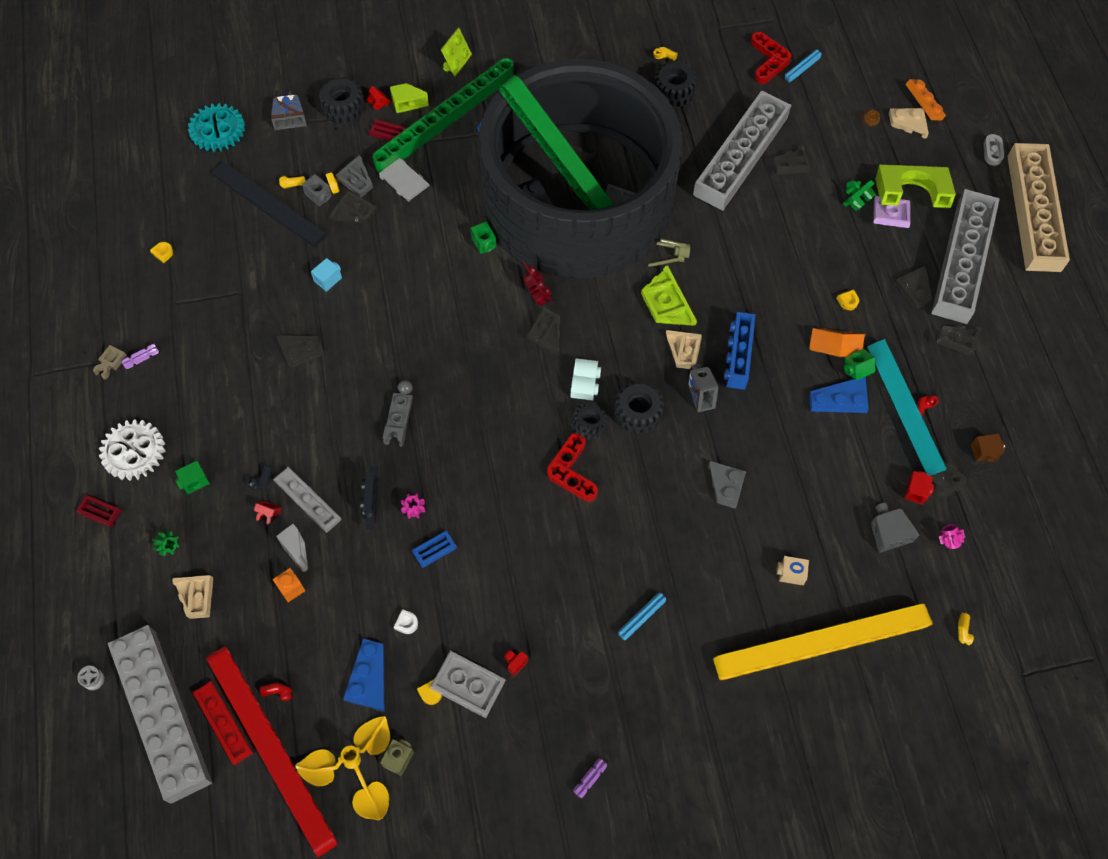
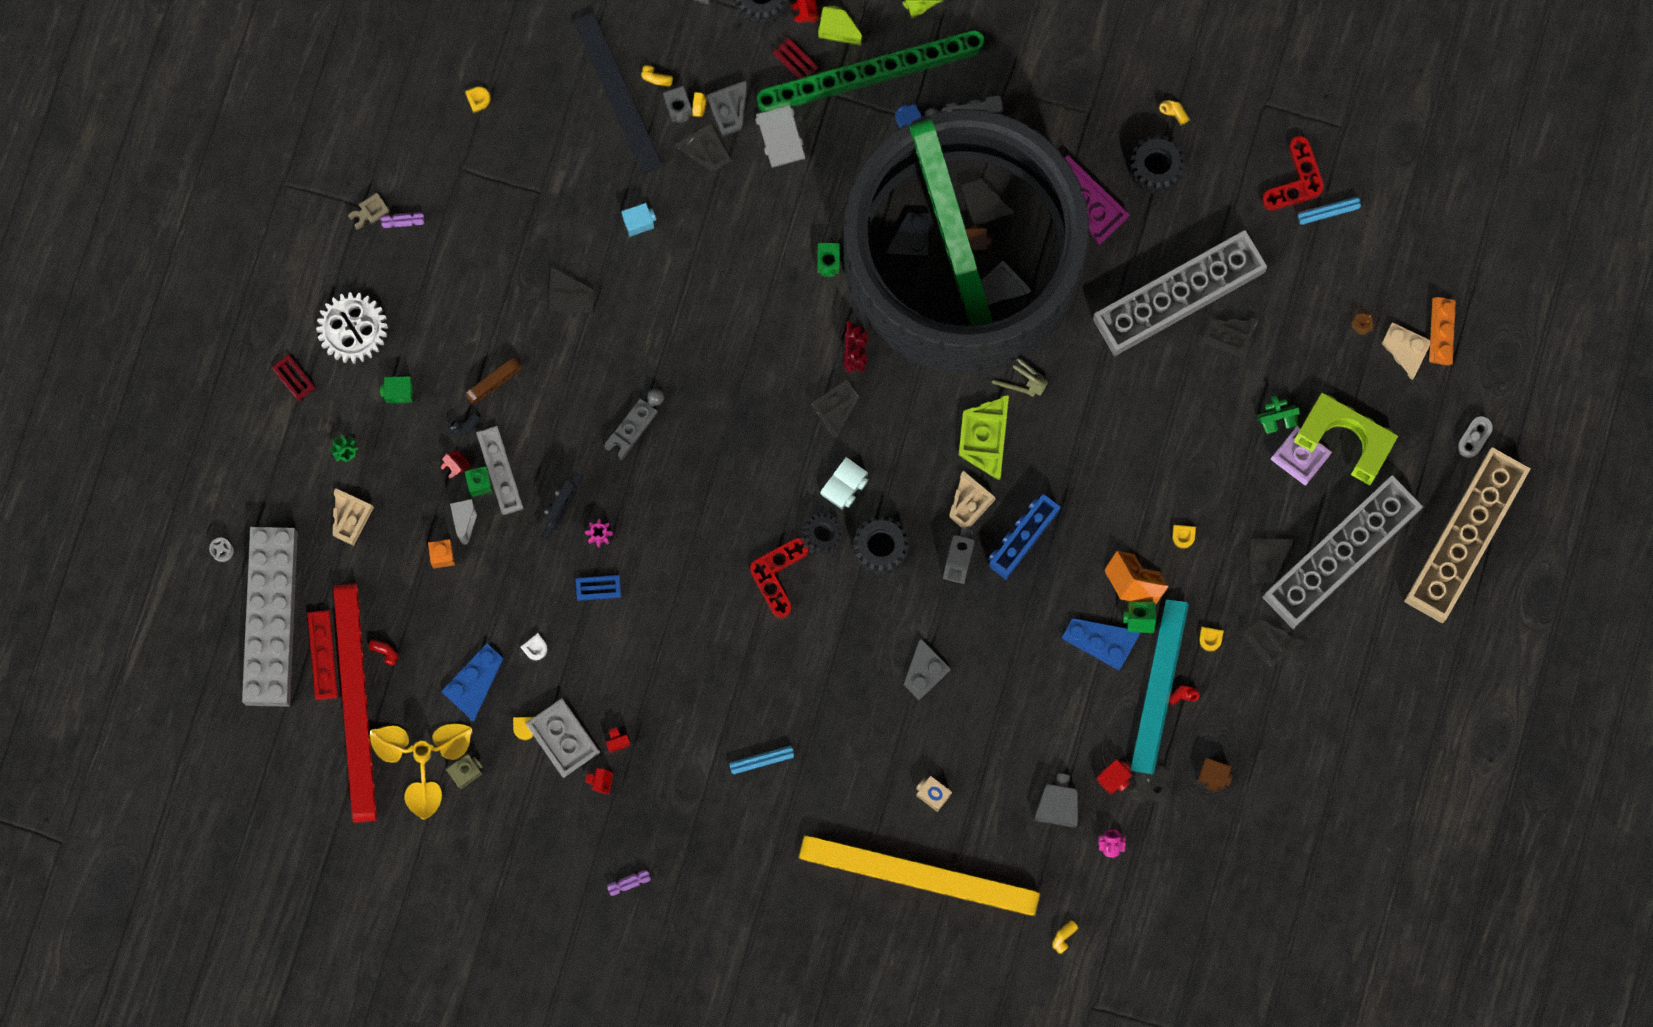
camera: 30 degrees right, 15 degrees up
(269, 434) = (494, 380): none -> reddish brown beam
(293, 513) = (478, 481): none -> green brick
(519, 702) = (601, 781): none -> red tile
(915, 358) = (1210, 638): none -> yellow tile

